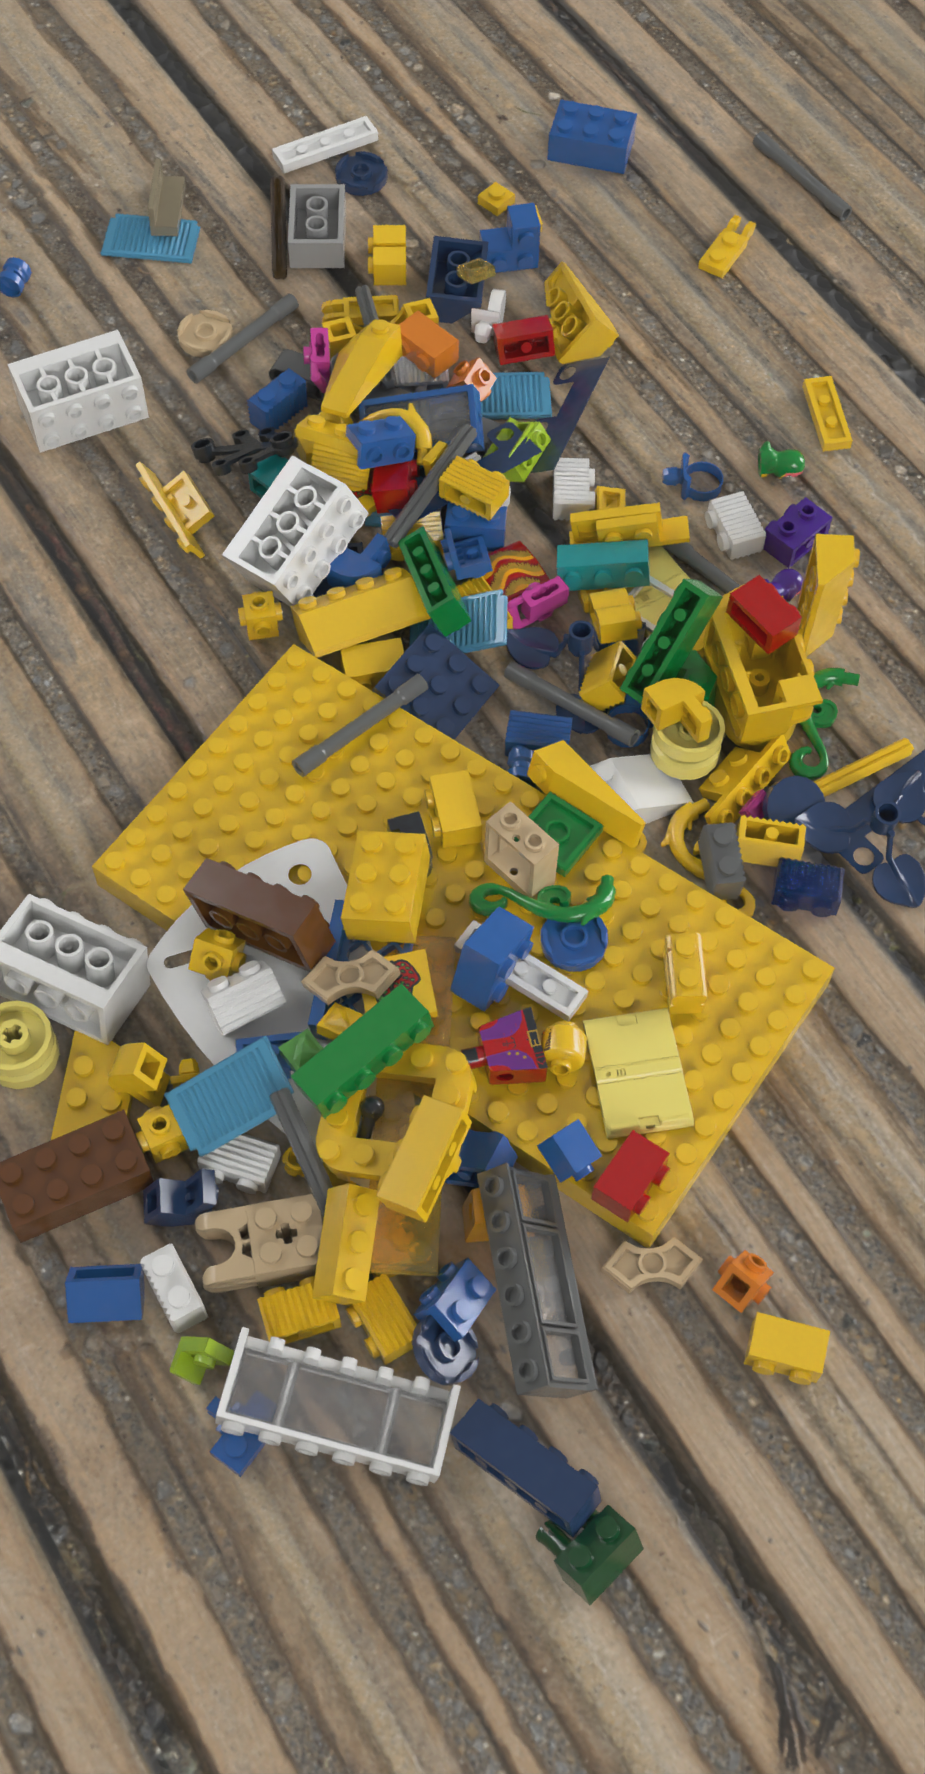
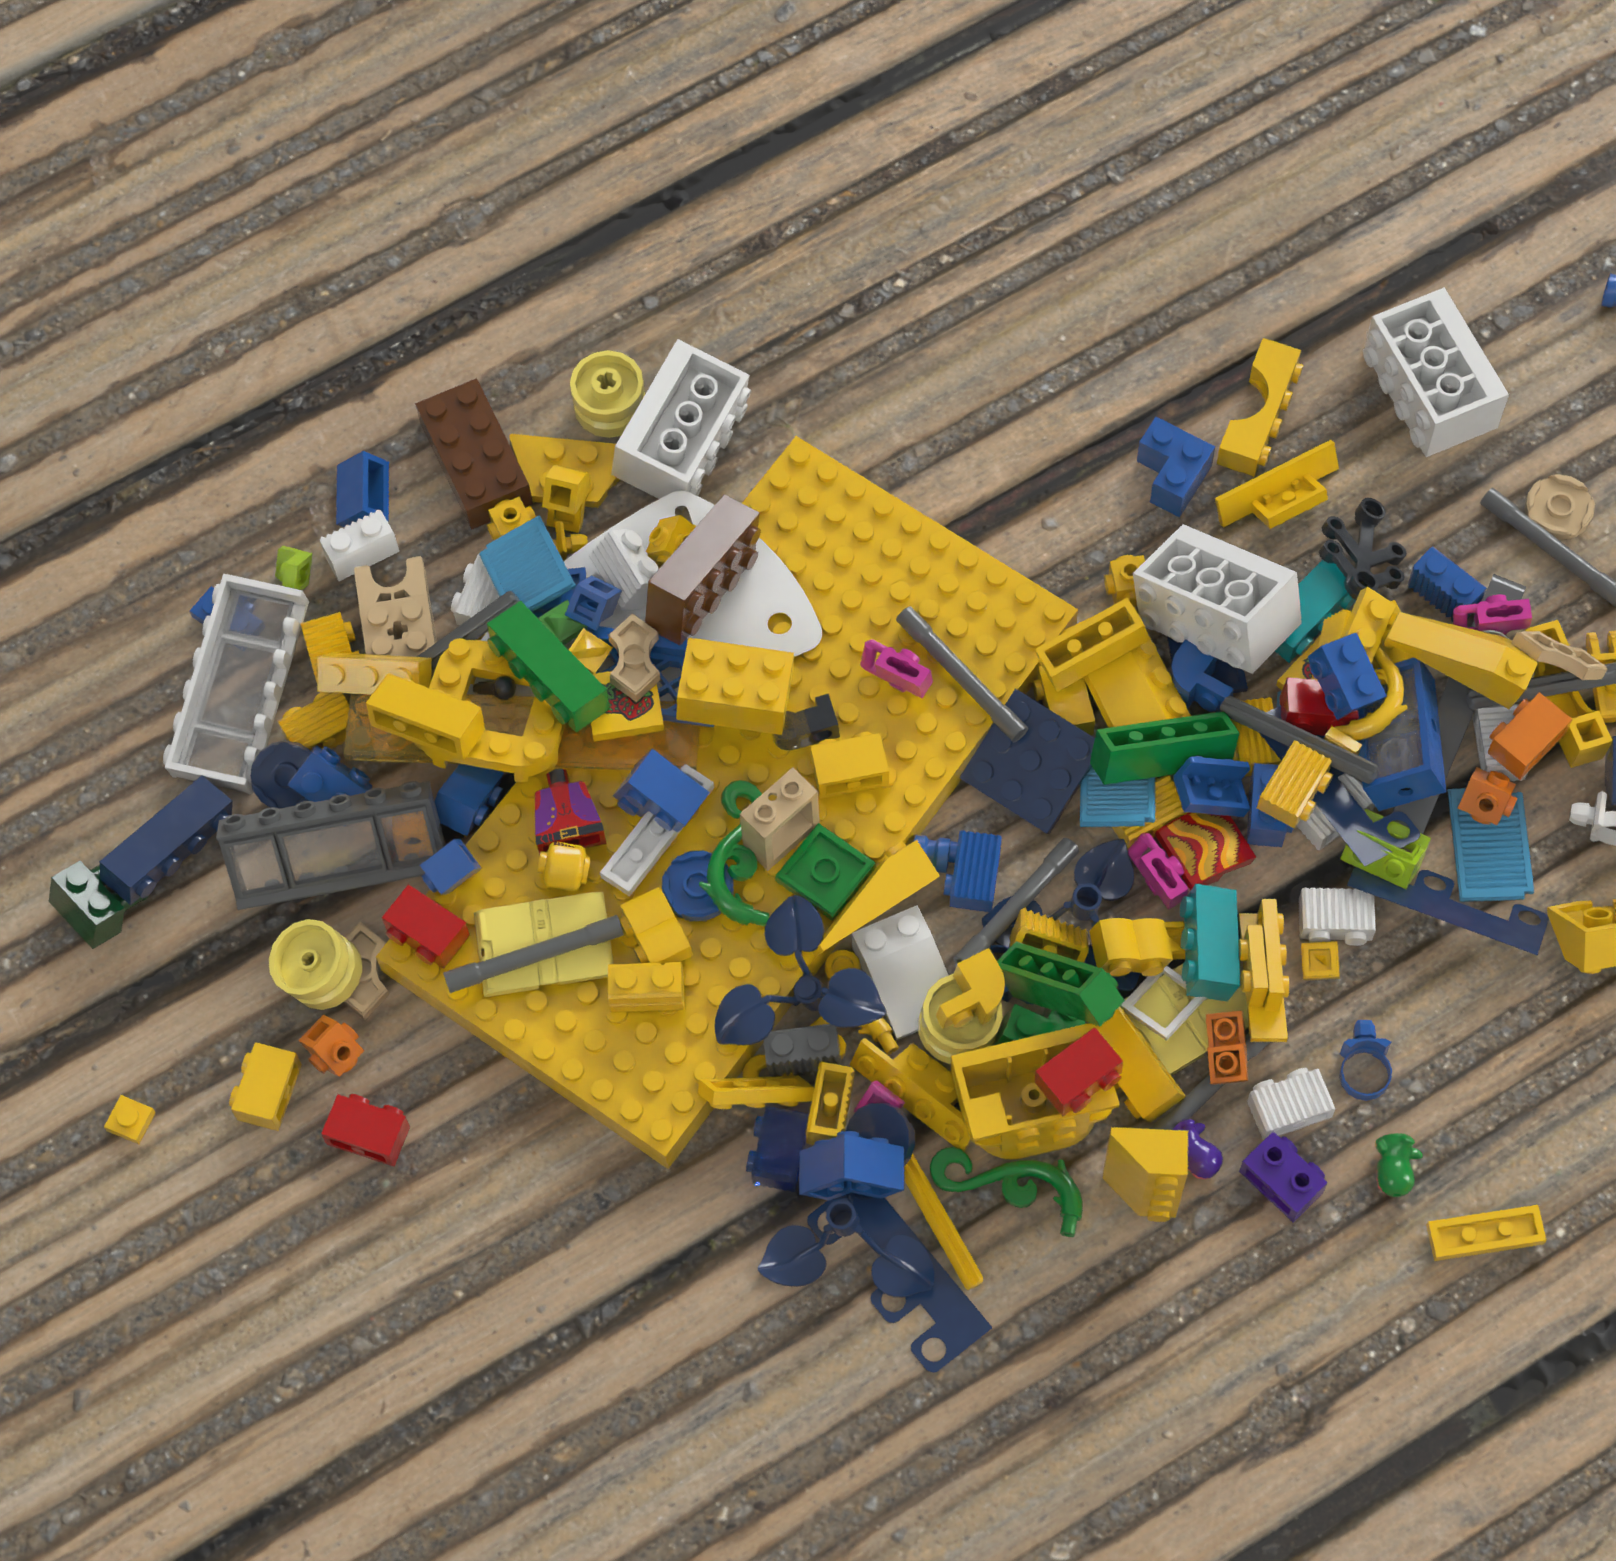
camera: 95 degrees right, 5 degrees up
(60, 507) = (1246, 439): none -> yellow arch
(145, 574) = (1178, 459): none -> blue brick
(180, 1202) = (443, 545): dark blue brick -> none
(287, 1016) = (593, 602): none -> blue brick
(342, 618) = (1092, 644): none -> yellow brick
(358, 769) = (896, 668): none -> dark pink piece
(359, 316) = (1569, 658): none -> tan tile
(523, 340) = (1569, 860): red brick -> none
(620, 850) = (849, 1001): none -> dark blue plant
(625, 968) = (654, 929): none -> yellow brick
(678, 1124) = (589, 935): none -> dark grey piece
(684, 1298) = (315, 964): none -> light yellow wheel
(694, 562) = (1227, 1047): none -> orange slope
(766, 897) = (755, 1091): none -> yellow plate
(823, 1246) = (366, 1129): none -> red brick
(828, 1493) = (129, 1119): none -> yellow plate
(840, 813) = (851, 1165): none -> blue brick

